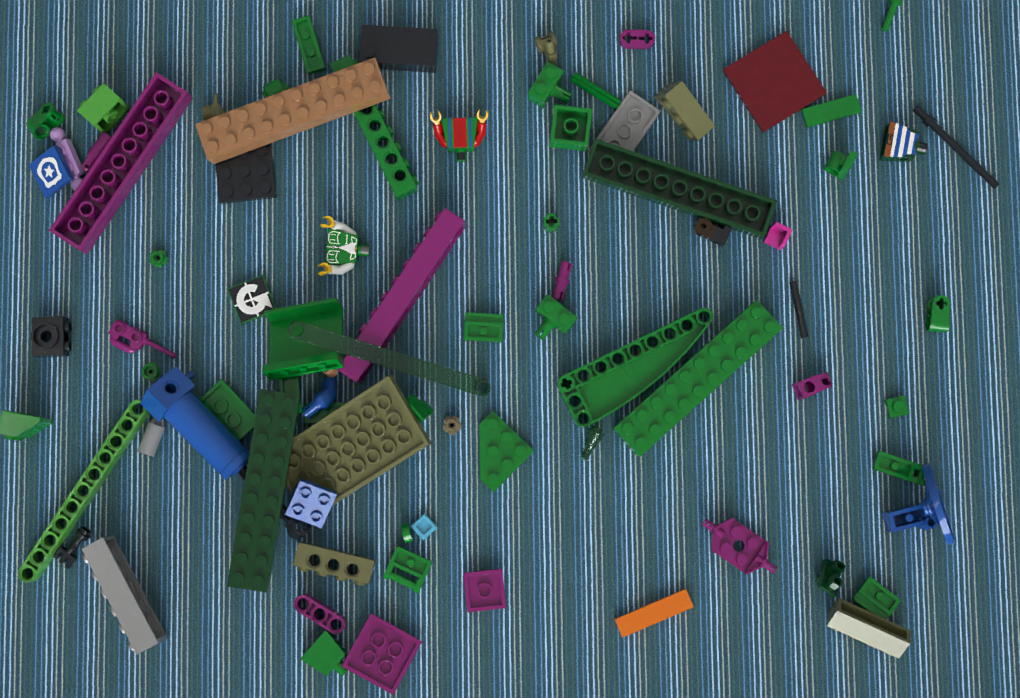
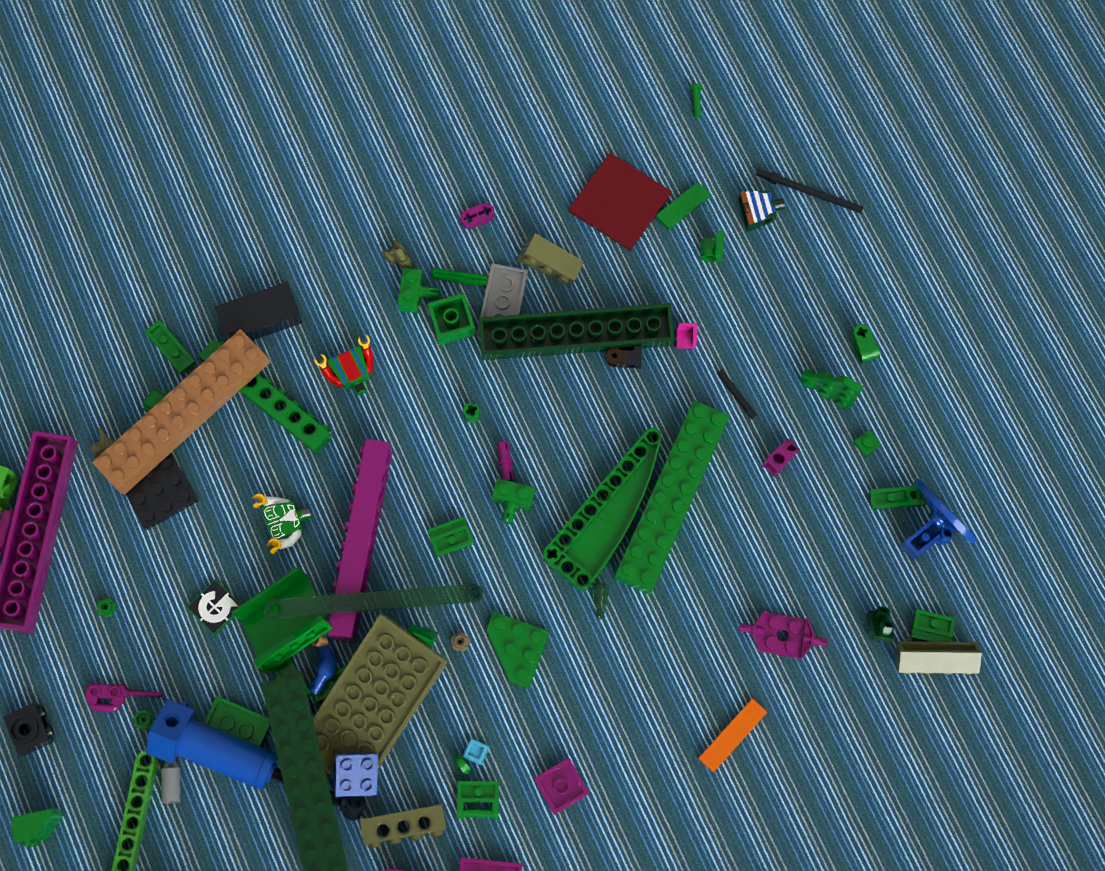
camera: 25 degrees left, 10 degrees down
(897, 350) = (841, 389): none -> green plate

